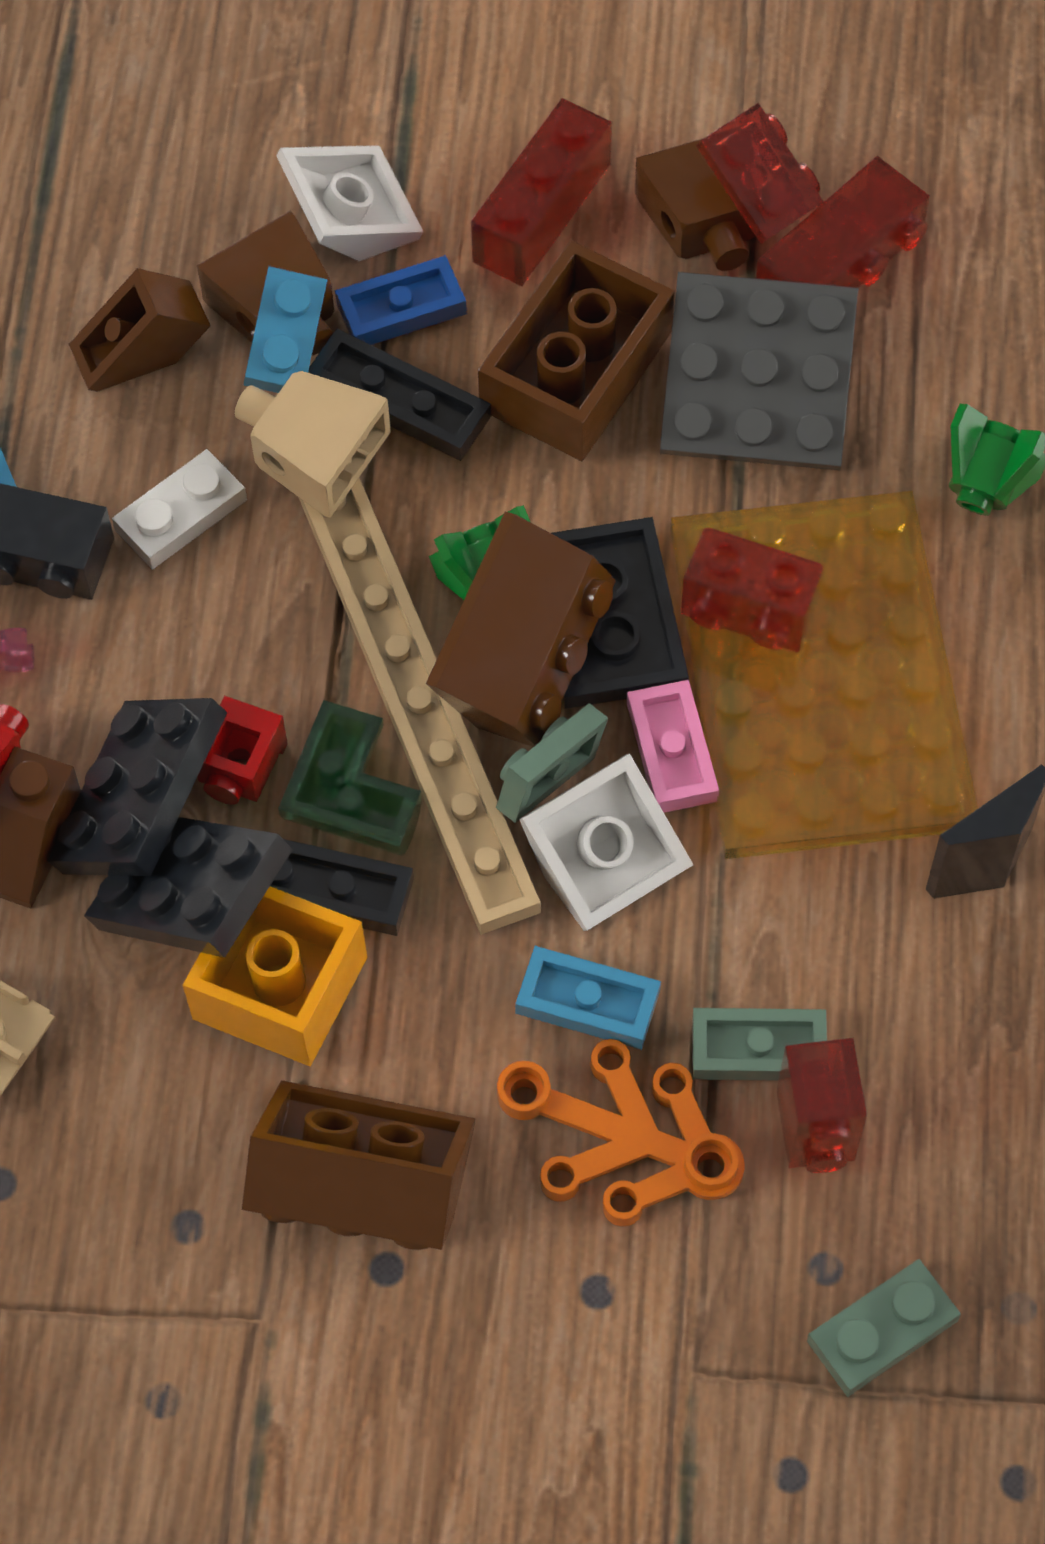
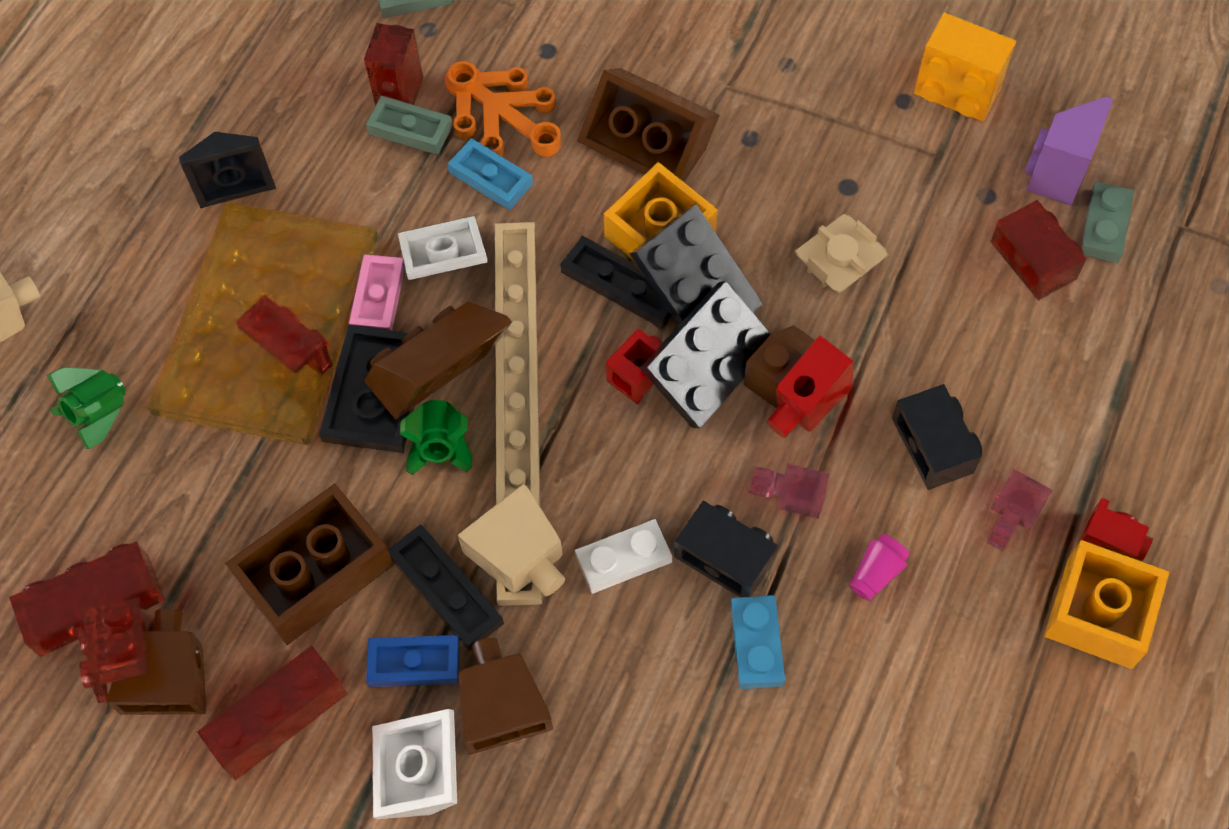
camera: 160 degrees left, 0 degrees up
(139, 330) = (608, 694): reddish brown slope -> none
(284, 328) = (506, 635): dark azure plate -> none
(336, 794) = (588, 323): clear green brick -> none
(543, 769) = (464, 284): sand green plate -> none
(759, 371) = (196, 511): dark grey plate -> none

